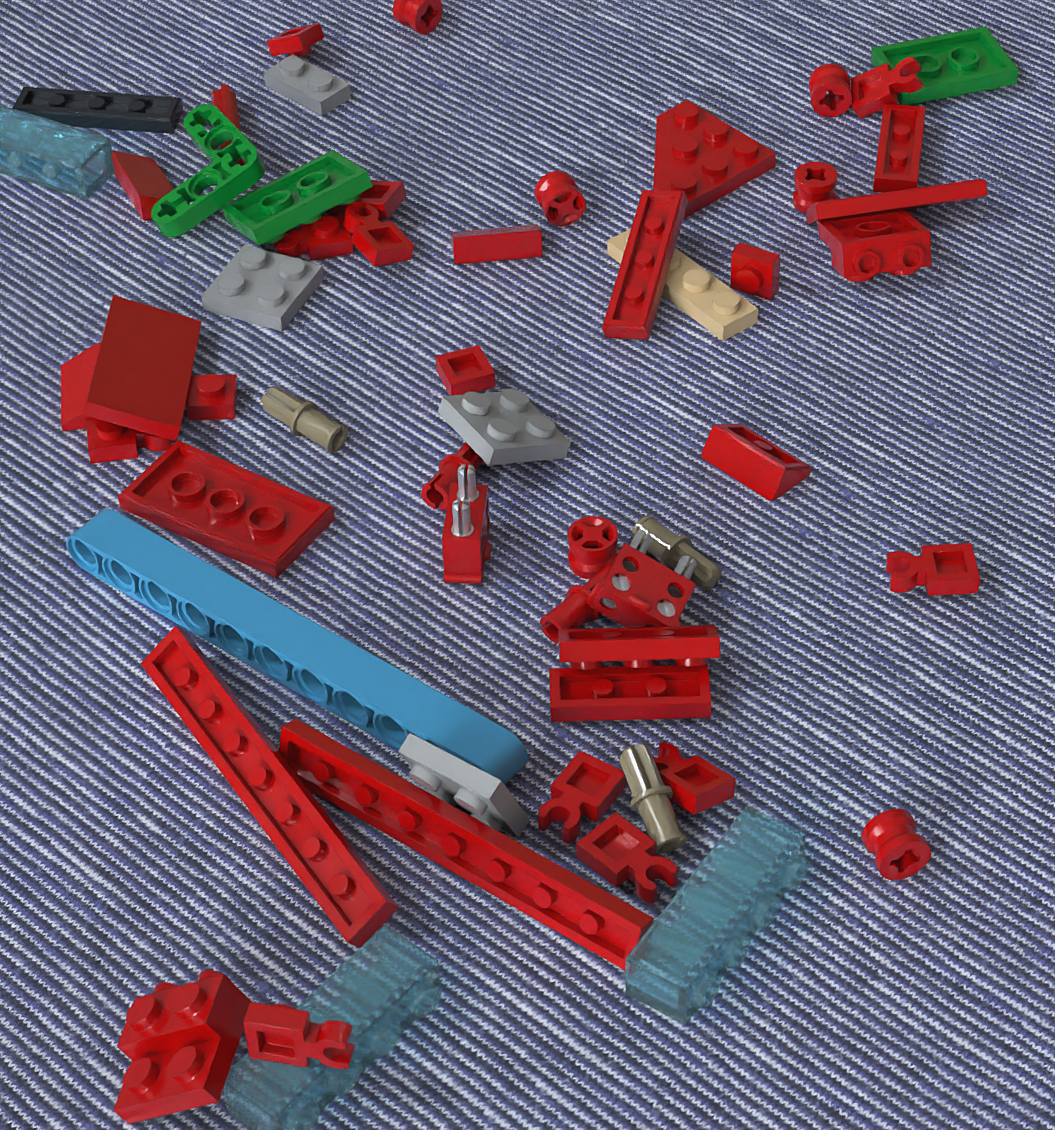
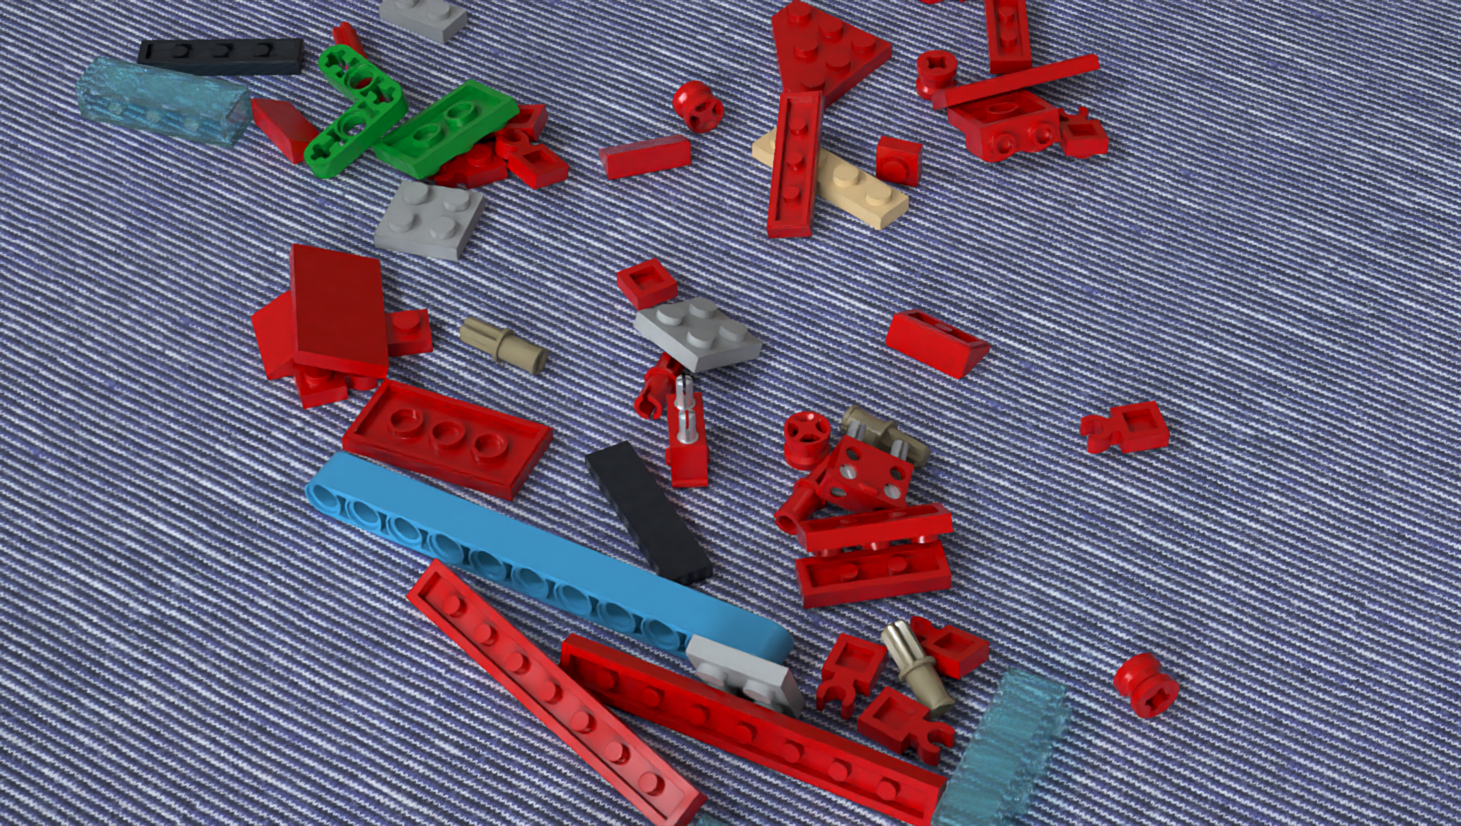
camera: 10 degrees left, 0 degrees up
(411, 607) = (648, 515): none -> black tile
(953, 261) = (1081, 136): none -> red plate

